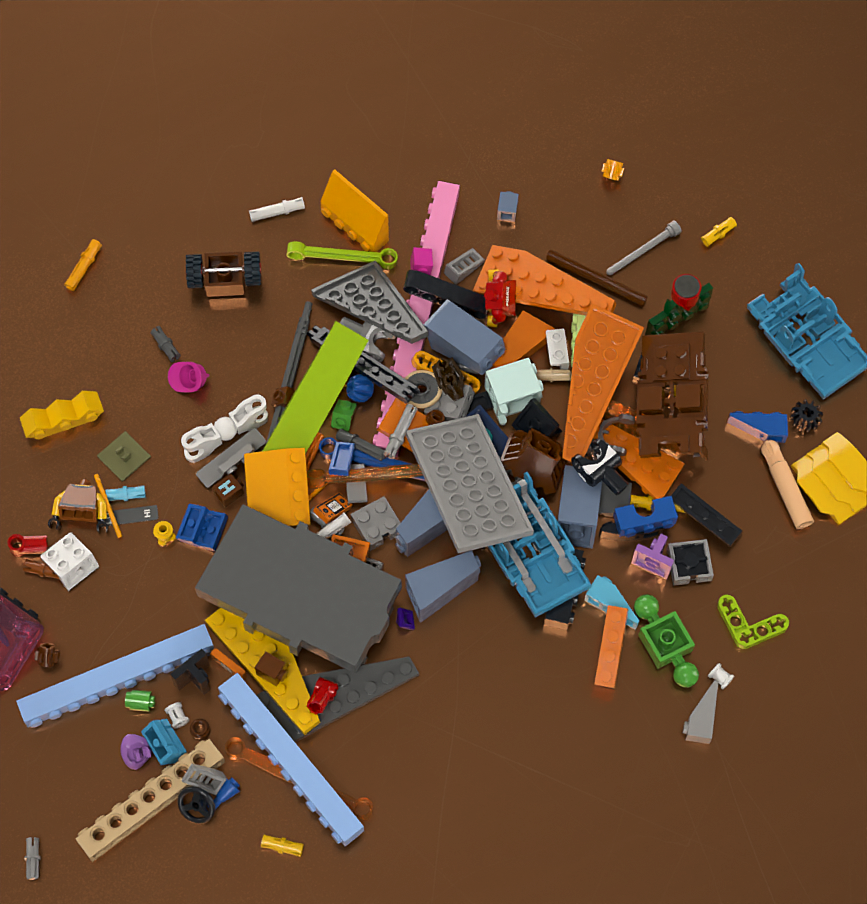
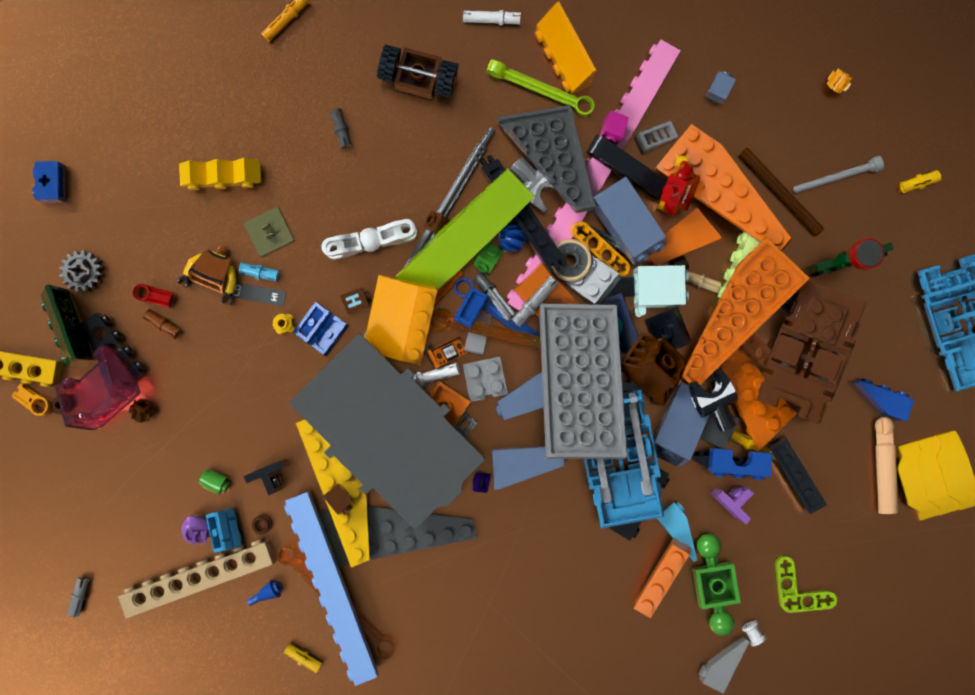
camera: 20 degrees right, 20 degrees up
(70, 560) = (186, 324): white bracket -> none
(109, 509) = (238, 280): light orange axle -> none
(113, 676) = (197, 451): light blue brick -> none
(177, 715) = (244, 506): white bush -> none
(187, 376) = (351, 172): dark pink piece -> none
(199, 802) = (239, 596): black piece -> none
(213, 787) = (249, 579): light grey slope -> none
(227, 663) = (304, 473): orange tile -> none
(230, 458) = (368, 268): light grey bracket -> none
(323, 693) = (381, 534): red piece -> none
(435, 417) = (577, 294): reddish brown plate -> none
(449, 378) = (600, 260): dark brown connector -> none
(557, 348) = (717, 258): white bracket -> none
(623, 418) = (753, 354): flat silver piece -> none
(690, 562) = (767, 515): piece -> none
(806, 416) = (936, 398): black gear -> none

